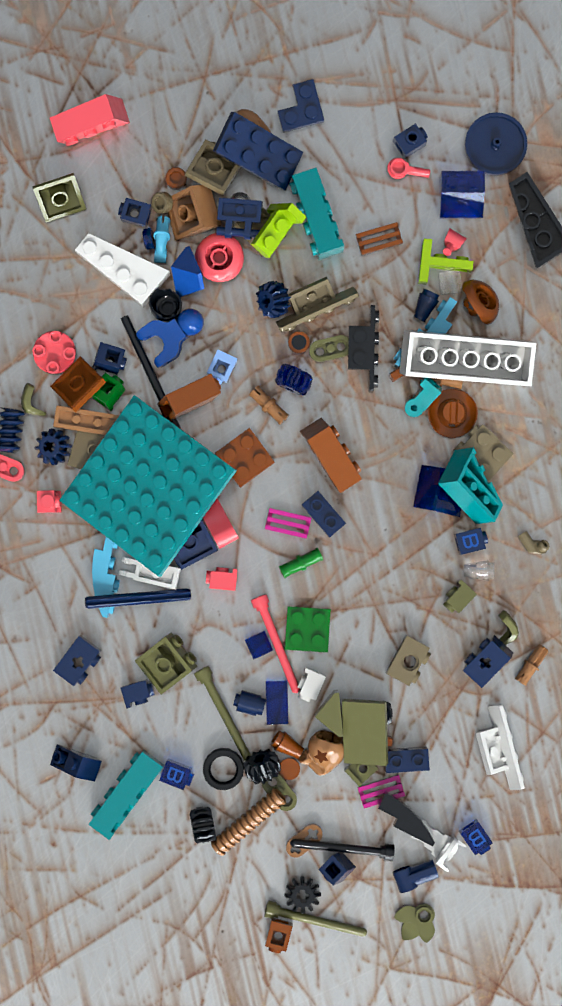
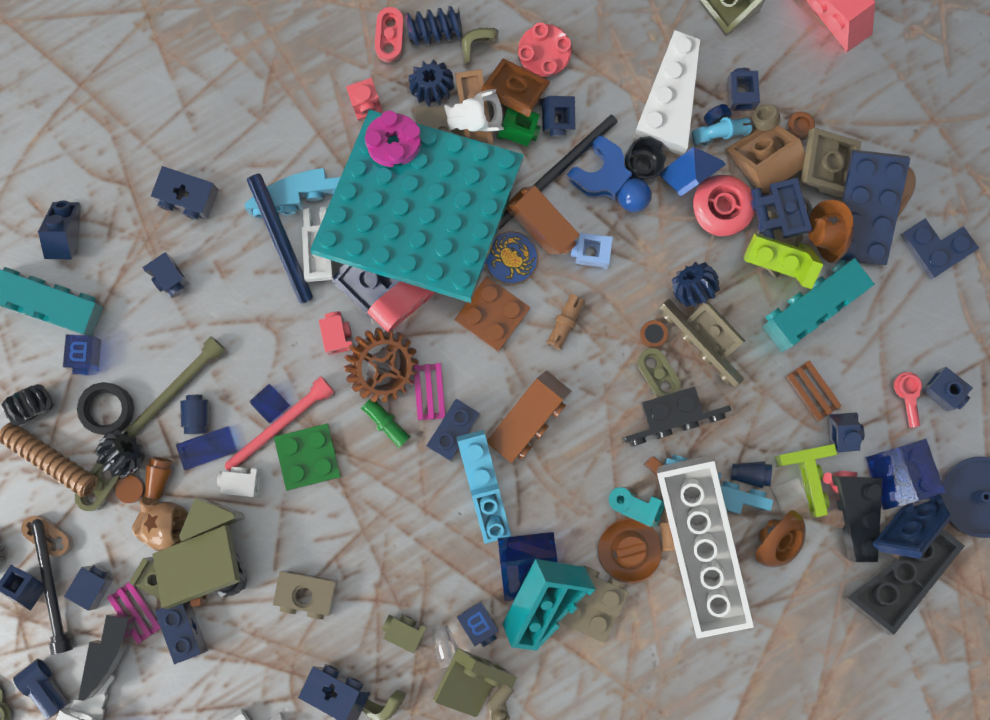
camera: 75 degrees right, 5 degrees down
(90, 423) = (471, 113): none -> white hair
(90, 501) = (393, 125): none -> dark pink plate
(166, 662) = (214, 299): olive plate -> none
(208, 428) = (512, 258): none -> tile
(265, 185) = (831, 229): none -> dark orange hat
(270, 562) = (385, 355): none -> dark orange gear
(293, 379) = (606, 340): clear blue gear -> none
(352, 818) = (89, 587): none -> dark blue brick
(372, 504) = (483, 486): none -> medium azure slope
(417, 226) = (846, 432): none -> dark blue brick
(478, 235) = (861, 511): none -> black wing
(503, 202) = (914, 528): none -> dark blue tile
(510, 560) = (469, 682): none -> olive bracket

